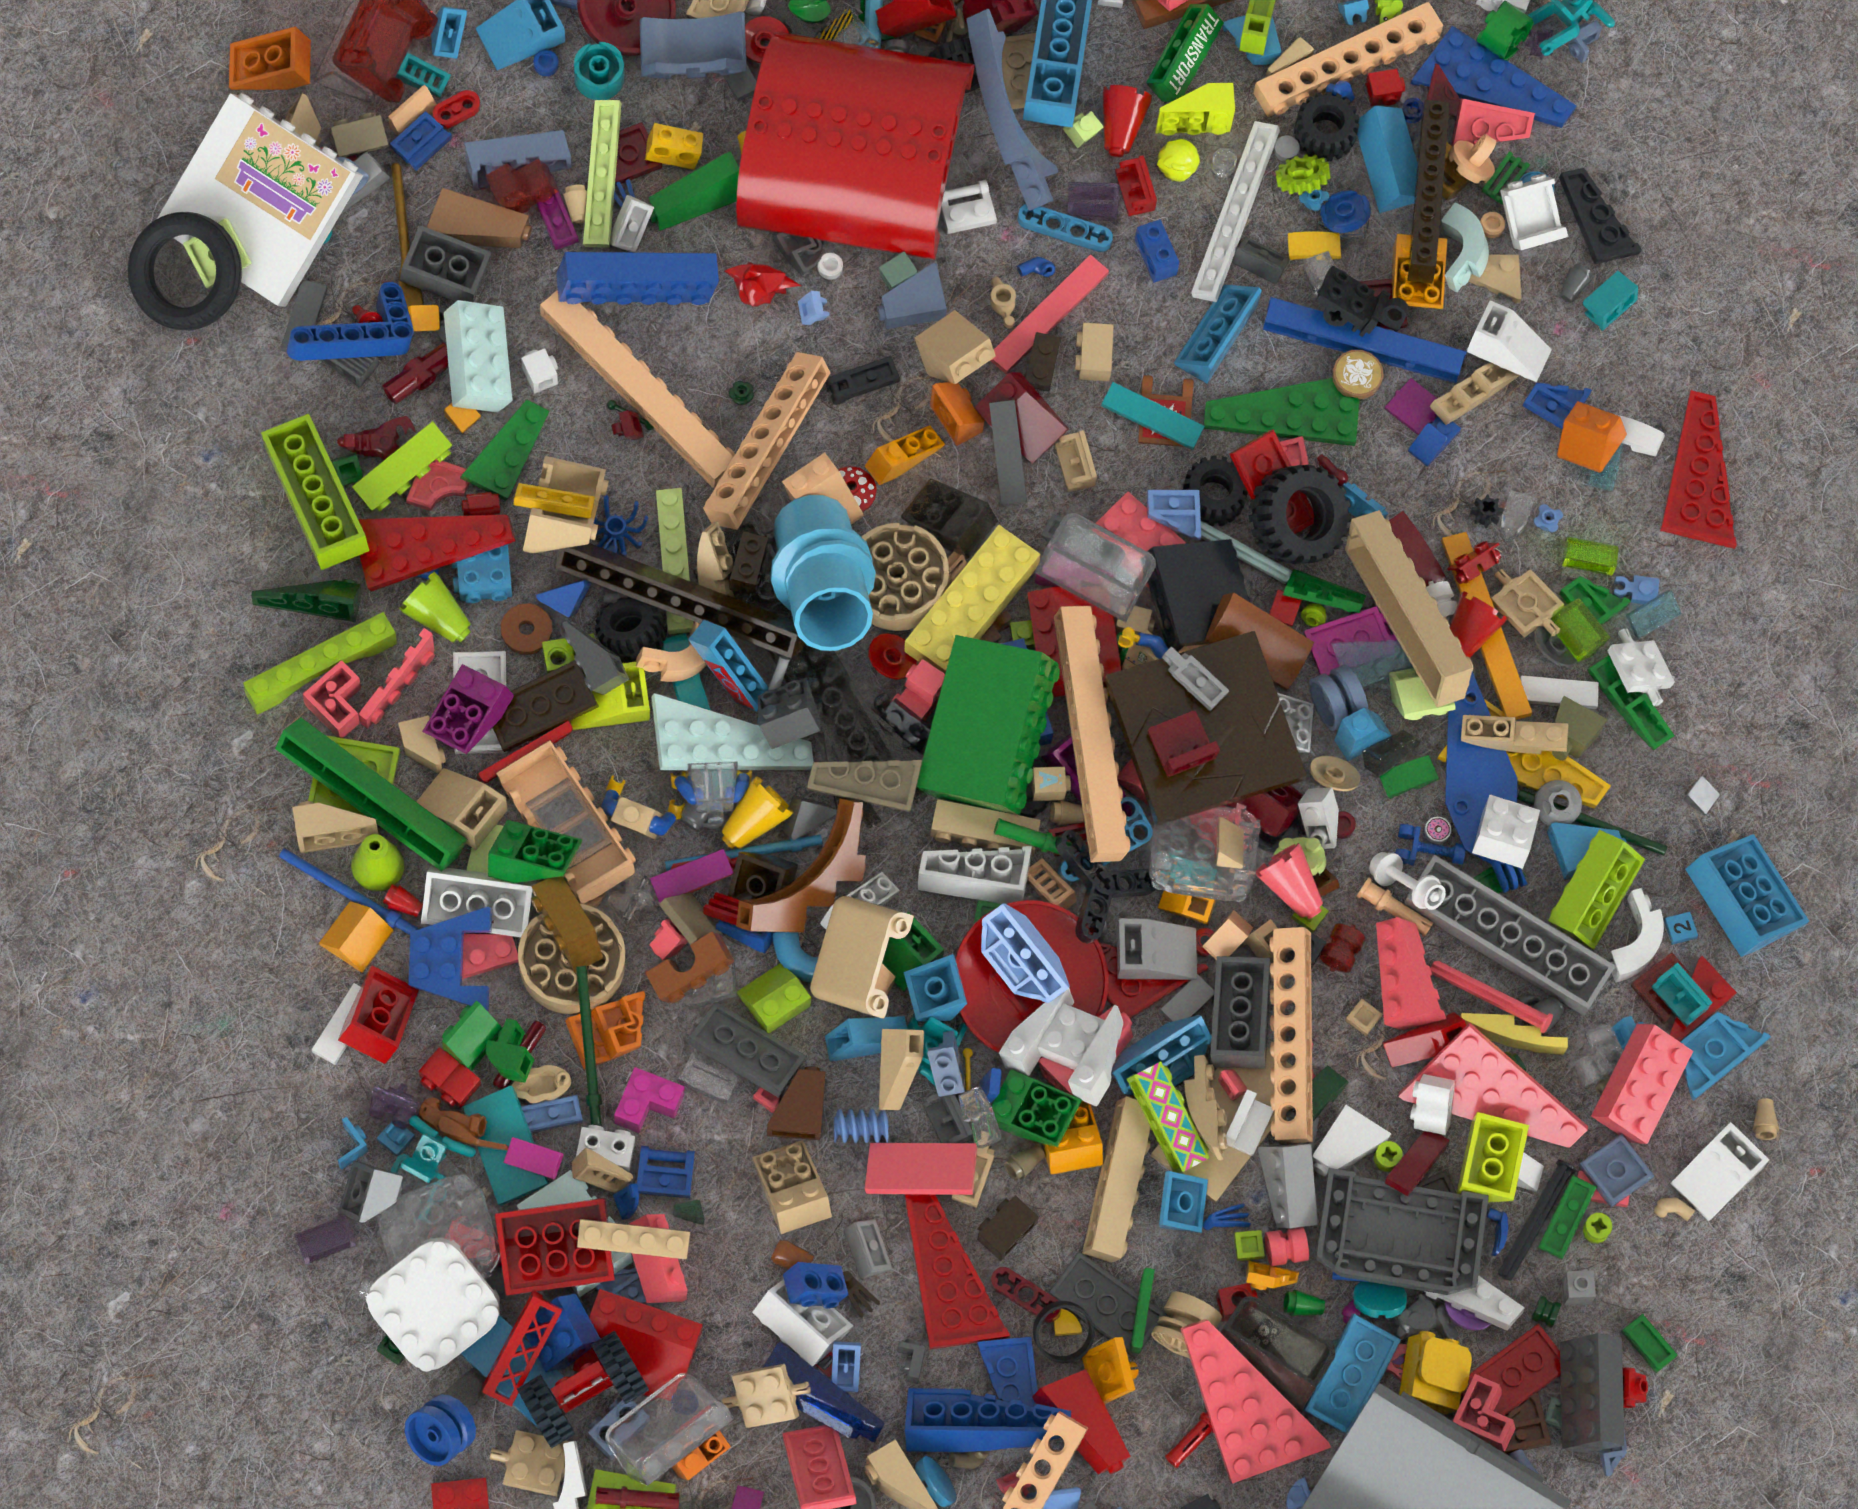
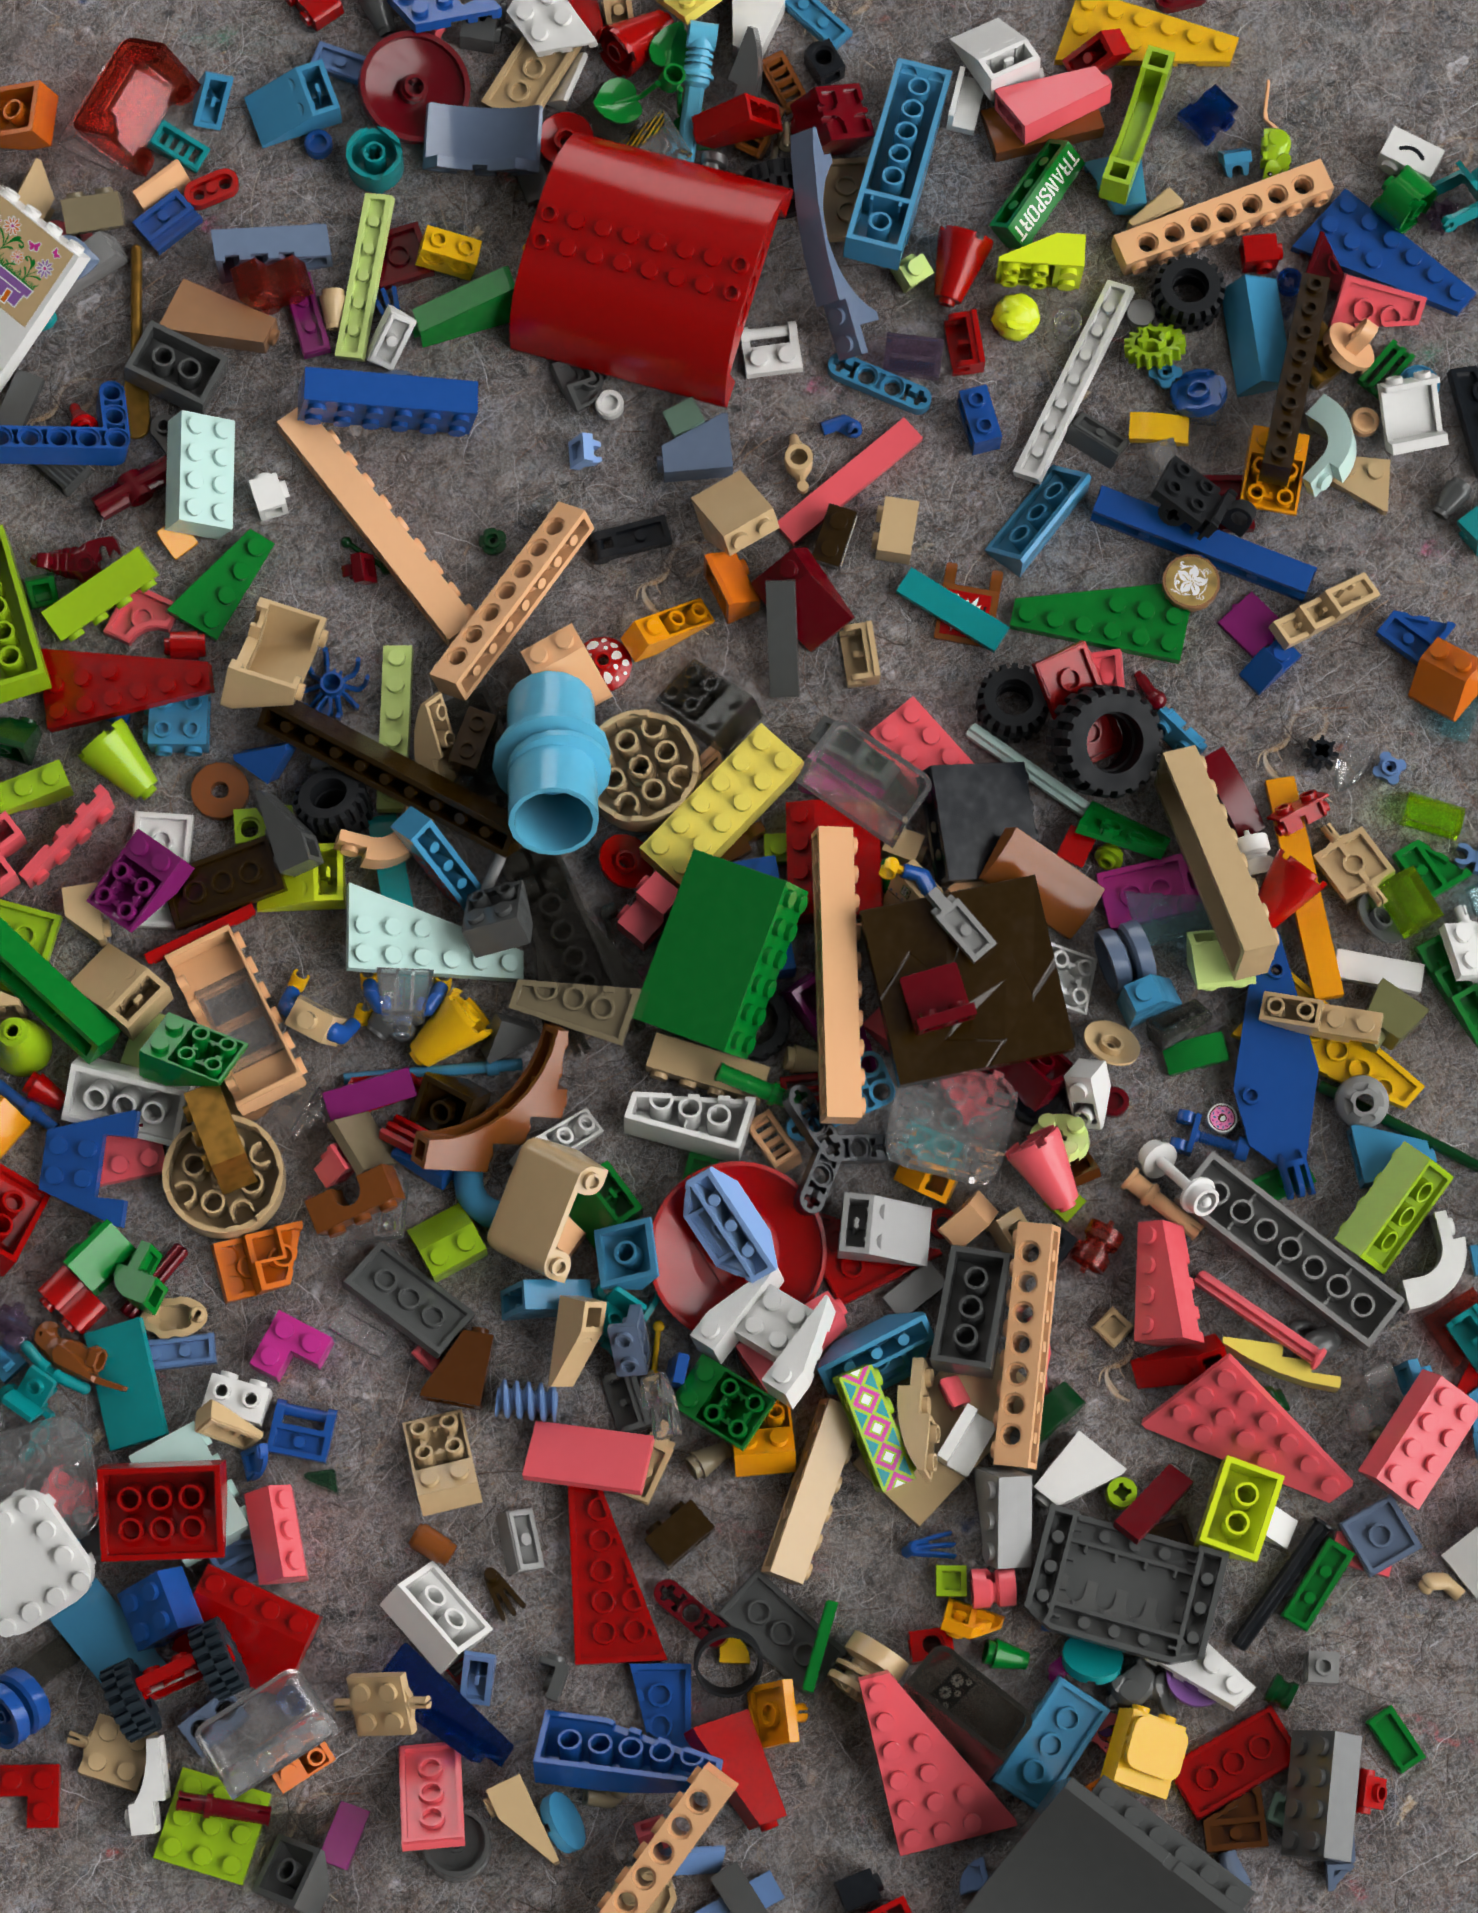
camera: 10 degrees right, 5 degrees up
(424, 317) = (145, 425): light orange slope -> none
(513, 1341) = (103, 1616): red fence -> none
(533, 1158) = (153, 1404): dark pink tile -> none
(554, 500) = (263, 649): yellow tile -> none
(593, 1098) = (230, 1339): dark green bar -> none
(633, 1239) = (246, 1515): tan brick -> none
(759, 283) = (526, 417): red hair -> none
(815, 1285) = (453, 1581): blue brick -> none
(907, 724) = (631, 942): black hinge -> none
(1050, 783) = (785, 1026): tan brick -> none
(1176, 510) = (964, 724): medium blue wing -> none
(1176, 1455) = (858, 1802): red pin -> none
(1183, 1202) = (881, 1525): dark azure slope -> none
(1229, 844) = (979, 1119): tan slope -> none
(1342, 88) = (1210, 250): blue arm -> none
(1433, 1104) = (1178, 1439): white brick -> none
(1478, 1415) = (1186, 1810): coral brick -> none
(1501, 1229) = (1240, 1591): blue piece -> none
(1506, 831) = (1297, 1132): white brick -> none
(1509, 342) = (1367, 561): white slope -> none
(1594, 1233) = (1343, 1603): lime wheel -> none

